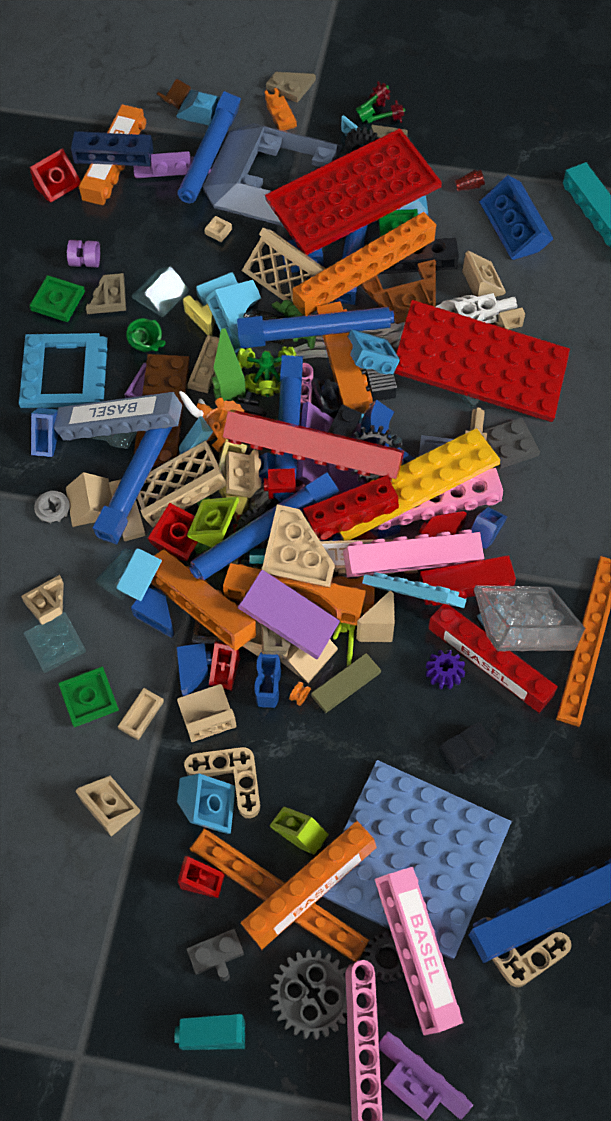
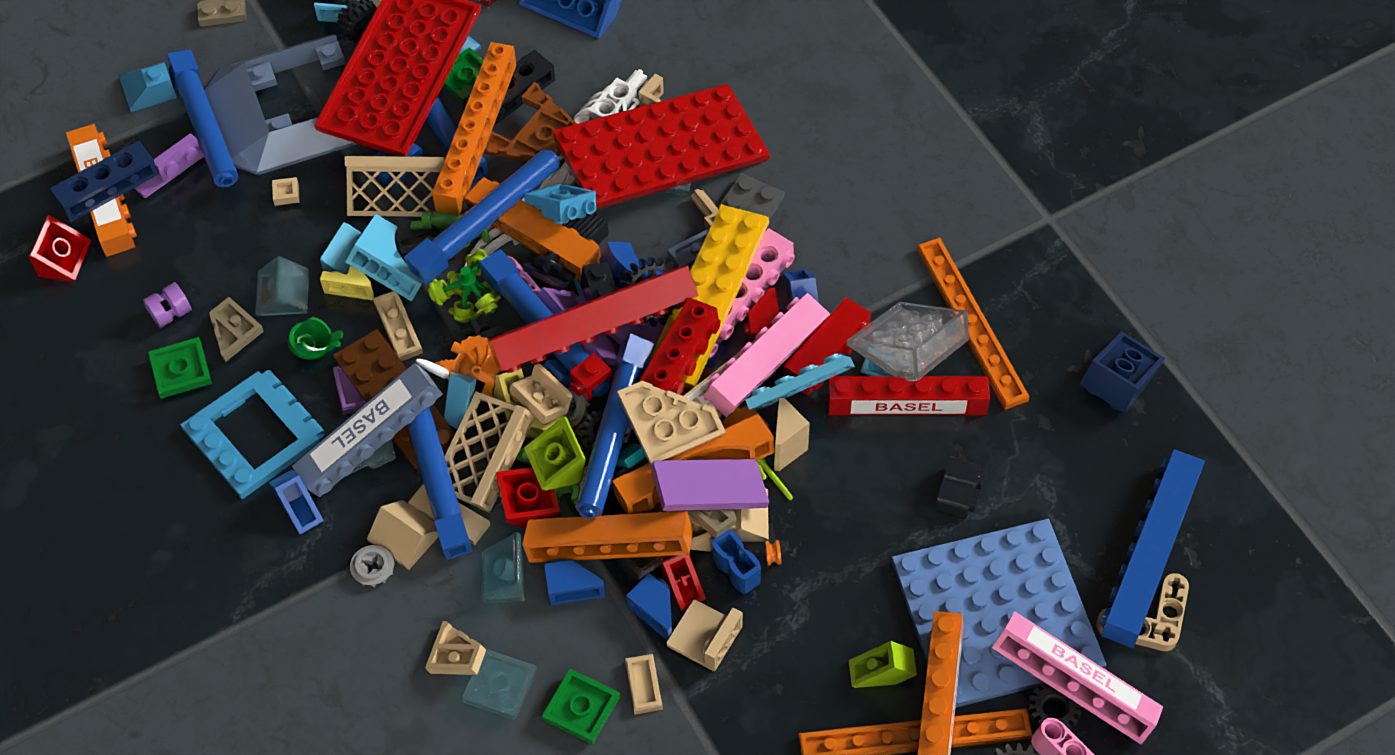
camera: 40 degrees left, 5 degrees down
(139, 574) = (532, 556): medium azure slope -> none
(176, 94) = (111, 87): reddish brown bracket -> none
(207, 802) = (779, 707): dark azure slope -> none
(228, 377) = (435, 315): bright green slope -> none
(238, 769) = (778, 661): tan beam -> none
(280, 111) = (237, 39): orange plate -> none
(346, 683) = (803, 514): olive tile -> none
(453, 674) = (878, 436): dark purple gear -> none
(481, 276) = (587, 72): tan slope -> none

